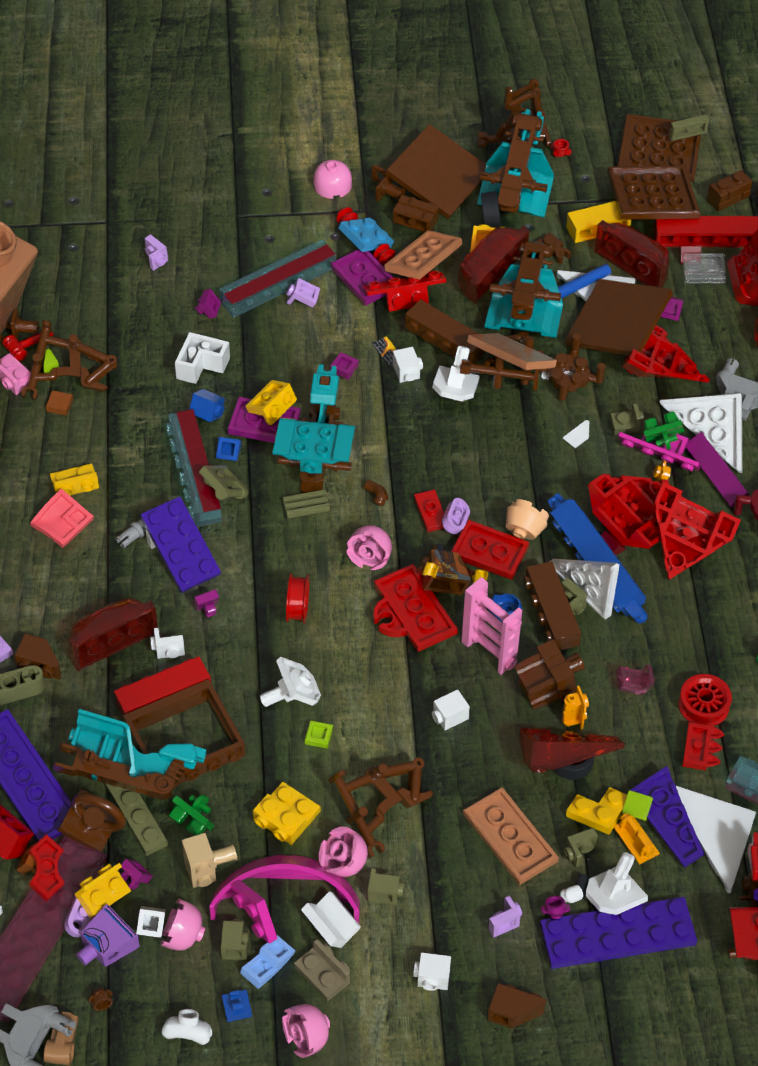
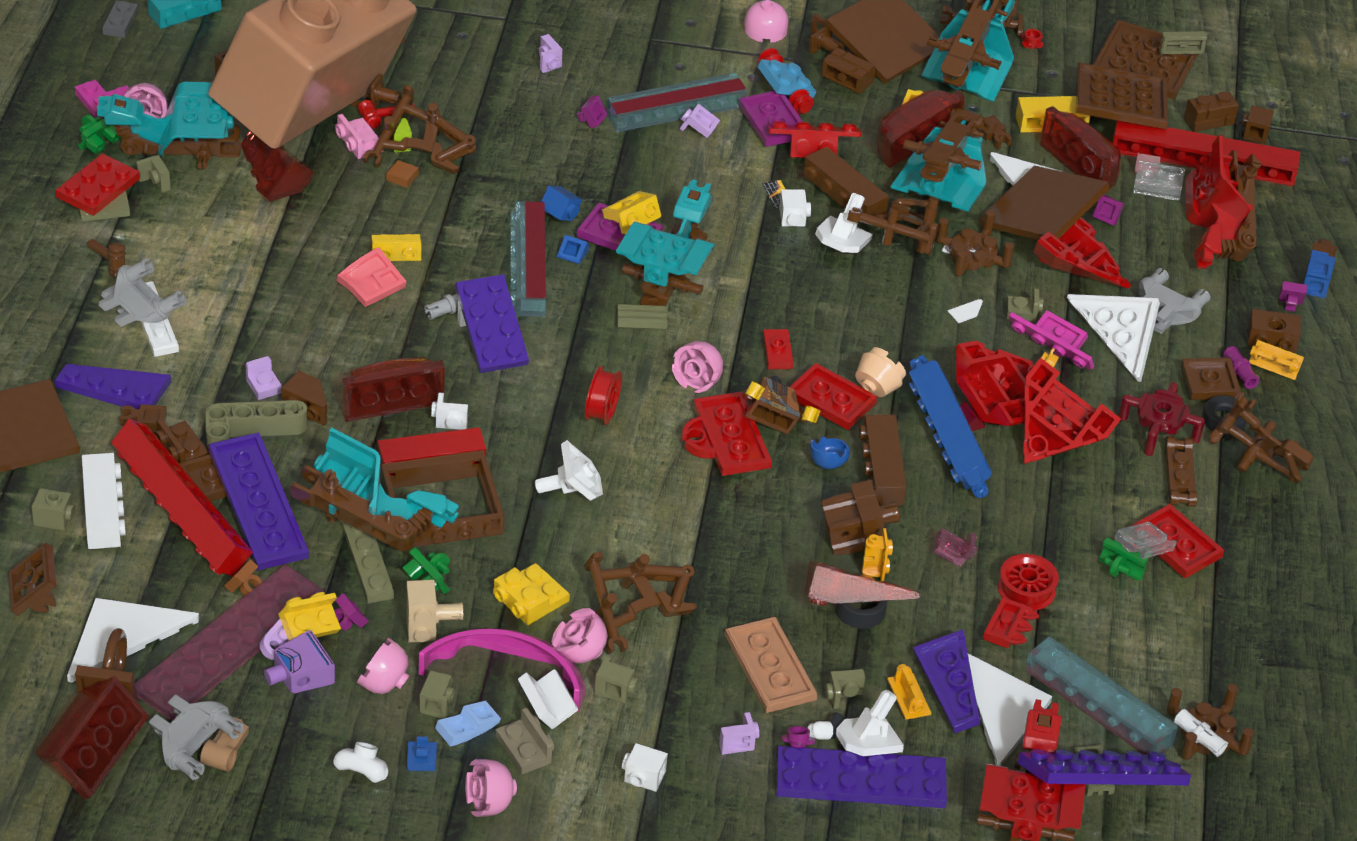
camera: 10 degrees right, 10 degrees down
(47, 878) = (254, 594): red tile -> none
(91, 820) = (316, 552): reddish brown tile -> none
(101, 999) = (278, 718): reddish brown plate -> none
(151, 921) = (352, 656): white brick -> none
(201, 353) = (568, 154): white brick -> none
(207, 602) = (504, 383): magenta tile -> none
(220, 478) = (556, 274): olive plate -> none
(256, 909) = (467, 660): dark pink plate -> none
(318, 734) = (589, 529): lime tile -> none
(345, 365) = (724, 195): magenta tile -> none
(378, 490) = (725, 319): reddish brown arm -> none
(423, 254) = (844, 107): nougat tile -> none
(450, 710) = (740, 534): white brick -> none
(455, 516) = (803, 356): lavender plate -> none
(475, 627) = (790, 450): bright pink fence -> none
(491, 209) = (932, 75): black tyre -> none
(512, 351) = (909, 206): nougat tile -> none
(514, 1007) = (724, 818): reddish brown slope -> none
(575, 596) = (912, 456): olive bracket -> none
(584, 280) = (1016, 165): blue piece -> none
(594, 578) = (933, 442): white tile -> none
(601, 815) = (876, 665): yellow plate -> none
(637, 805) = (920, 660): lime tile -> none
(665, 433) = (1060, 320): green hips -> none
(716, 468) = (1109, 367): magenta tile -> none

